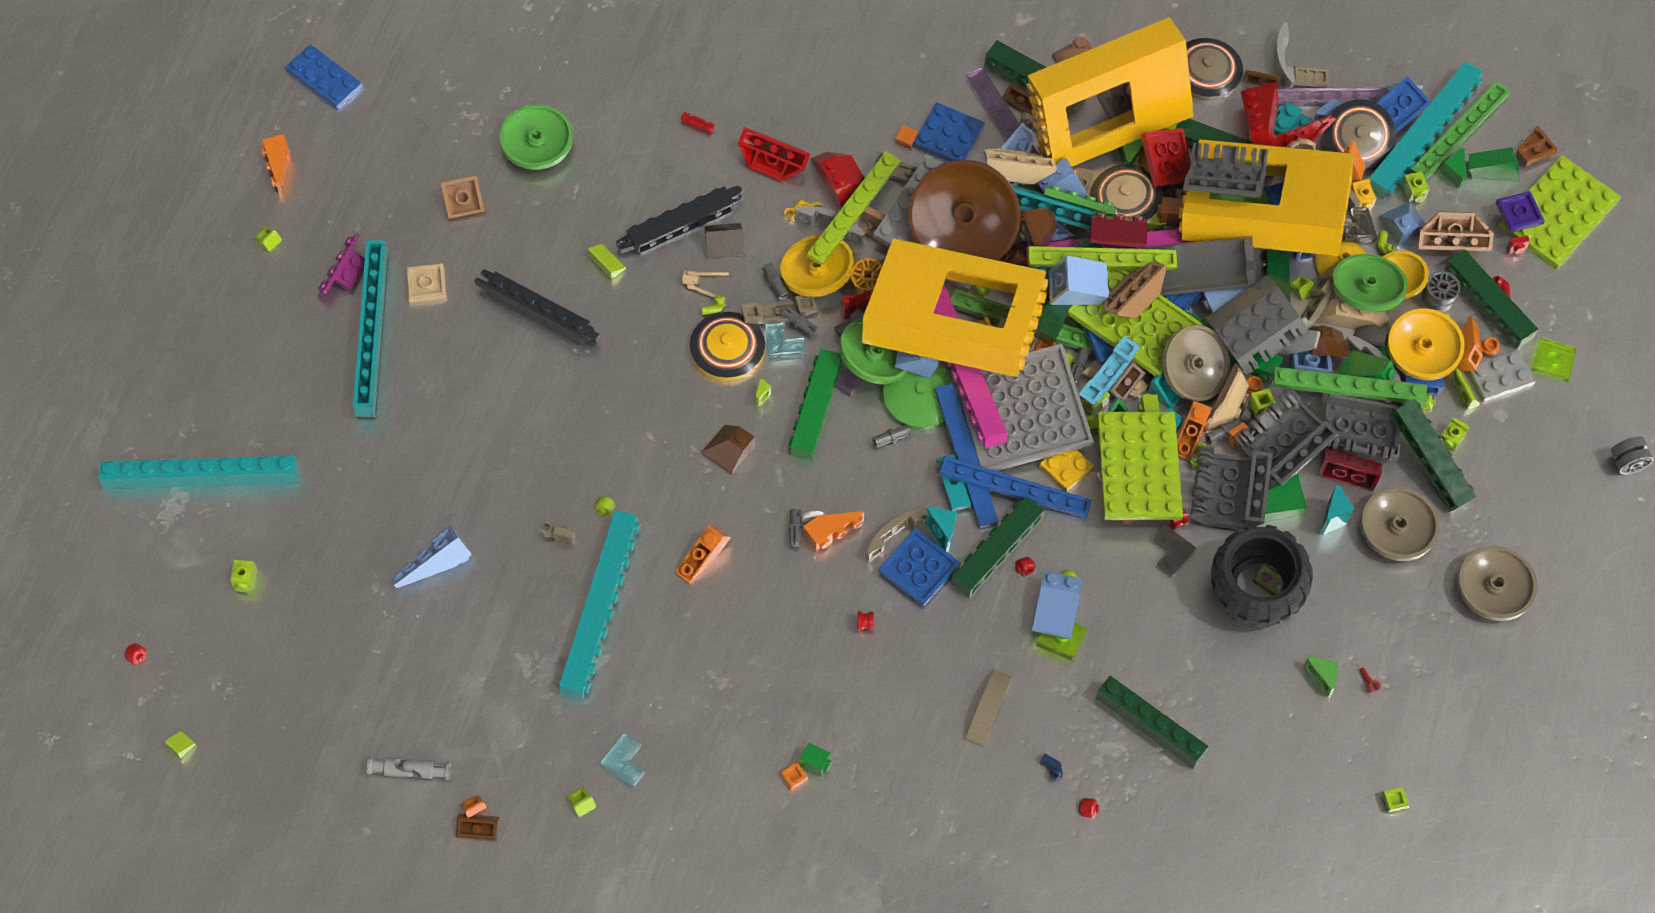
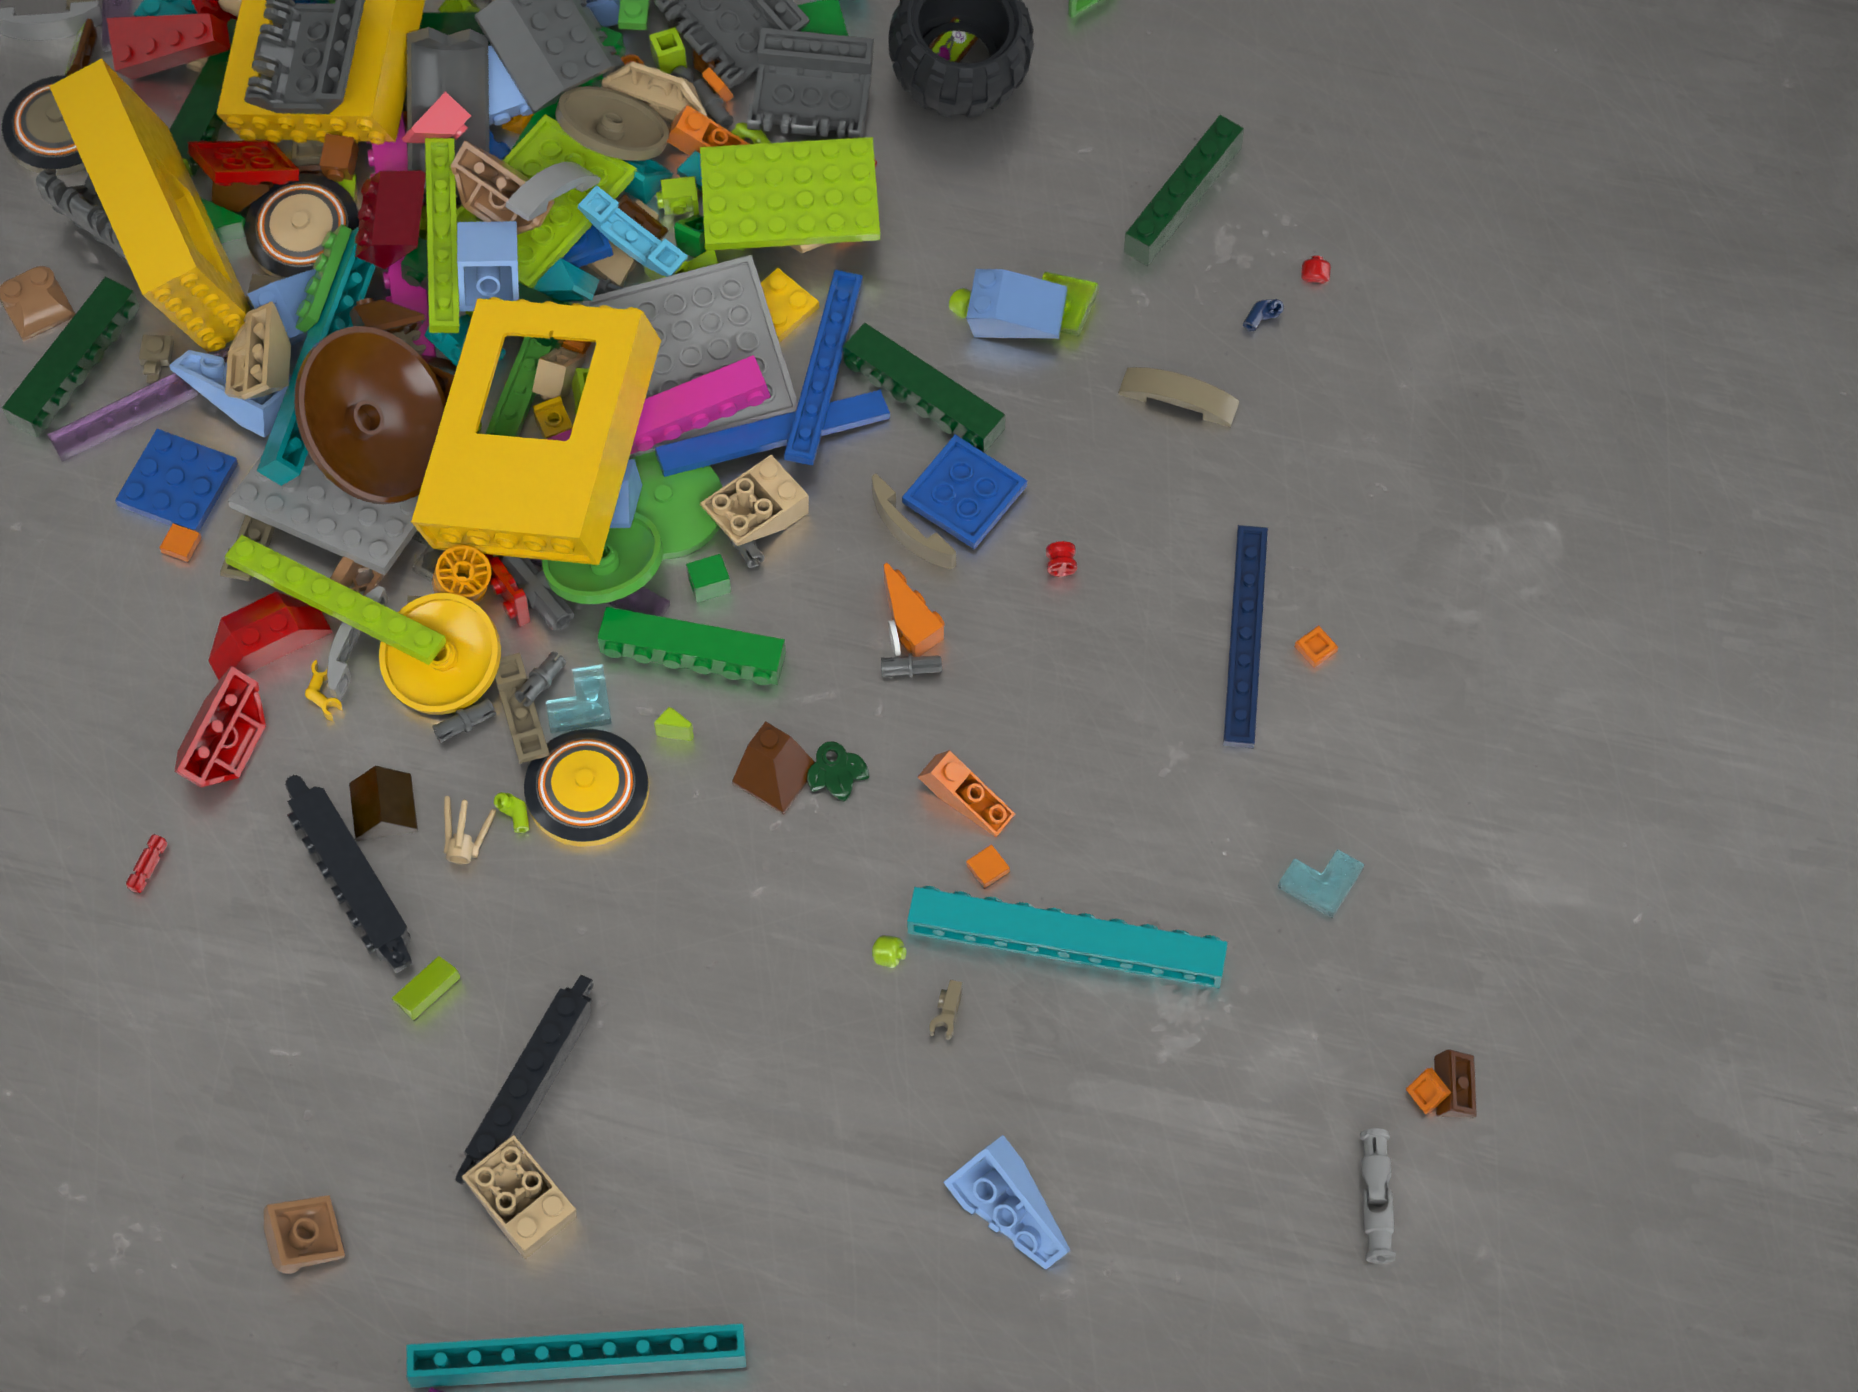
camera: 90 degrees left, 0 degrees up
(426, 283) = (474, 1281): tan tile -> none
(466, 300) = (520, 1197): none -> tan slope
(536, 137) = (179, 1119): bright green dish -> none
(581, 801) = (1394, 938): lime slope -> none
(653, 564) = (988, 866): none -> orange tile
(723, 483) = (836, 775): none -> dark green plate
(805, 732) = (1245, 637): none -> dark blue tile
(815, 759) = (1292, 614): green brick -> none
(862, 412) = (708, 578): none -> green panel
(912, 441) = (758, 503): none -> tan slope
(941, 525) = (906, 453): teal slope -> none
(955, 493) = (834, 447): teal tile -> none
(1018, 98) = (111, 379): reddish brown slope -> none
(1025, 566) = (947, 357): red piece -> none
(1072, 336) = (567, 283): none -> teal slope
(1133, 315) = (548, 184): none -> light grey slope
(1177, 550) = (909, 163): clear smoke plate -> none
(1189, 259) = (442, 120): none -> coral slope

